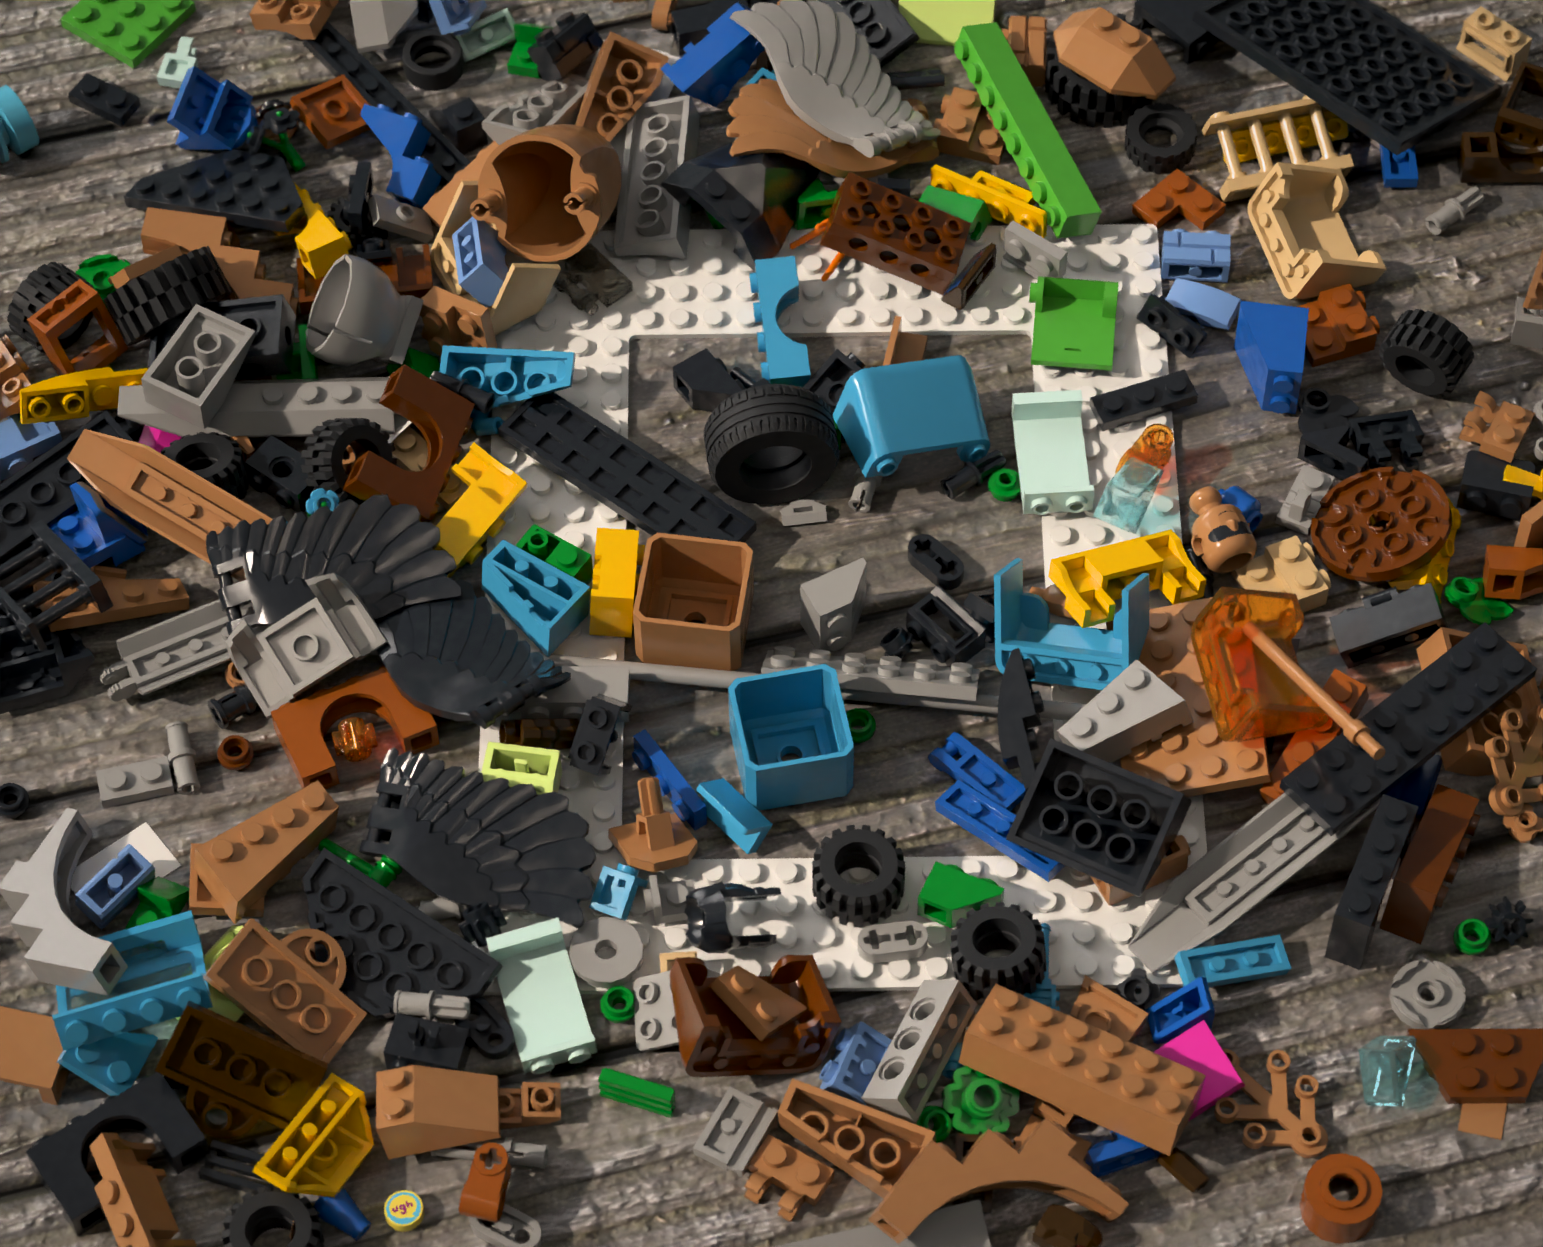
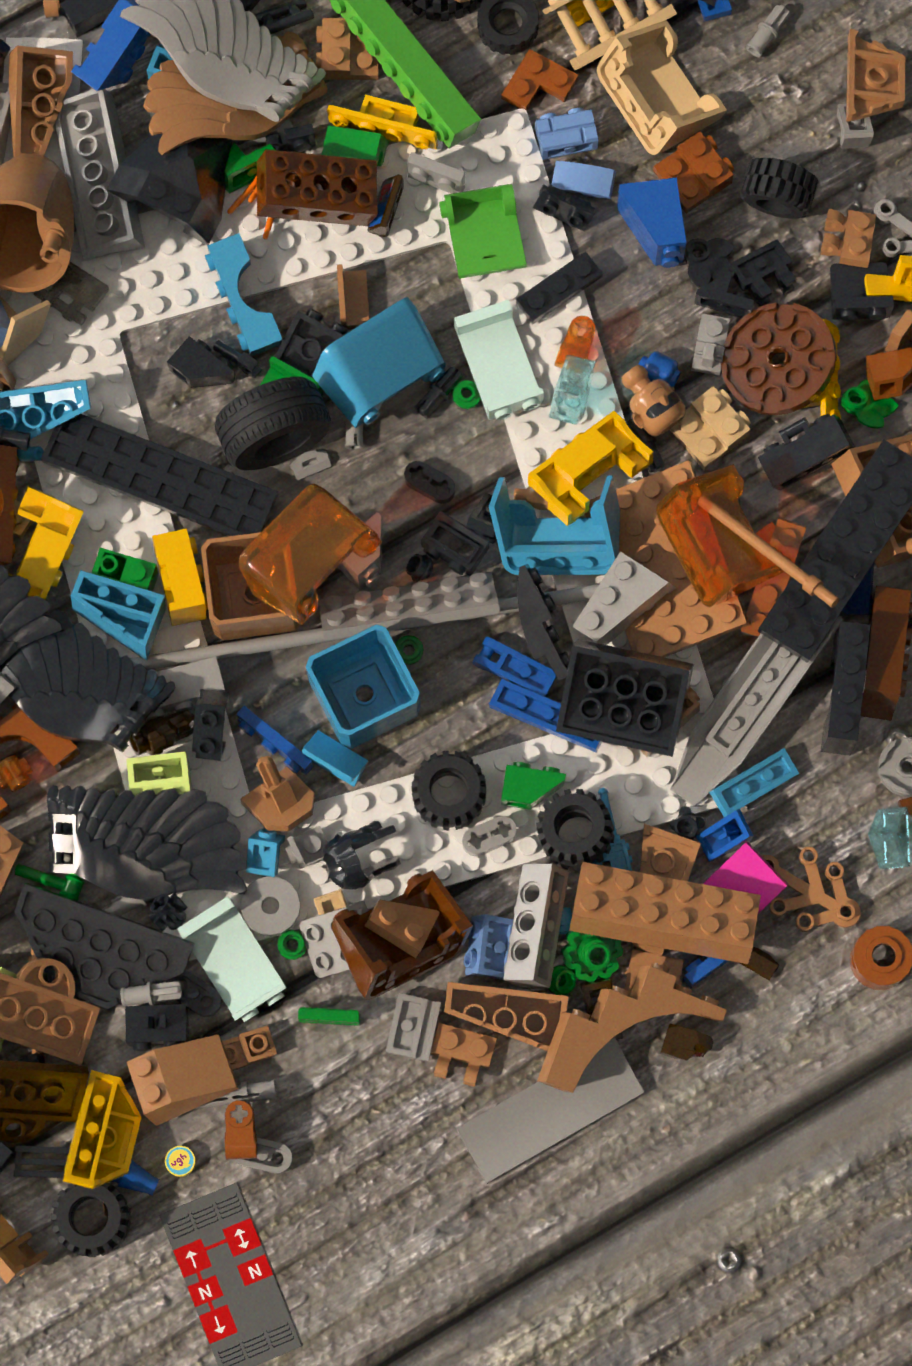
camera: 15 degrees left, 20 degrees up
(758, 558) = (302, 550): none -> clear orange windscreen

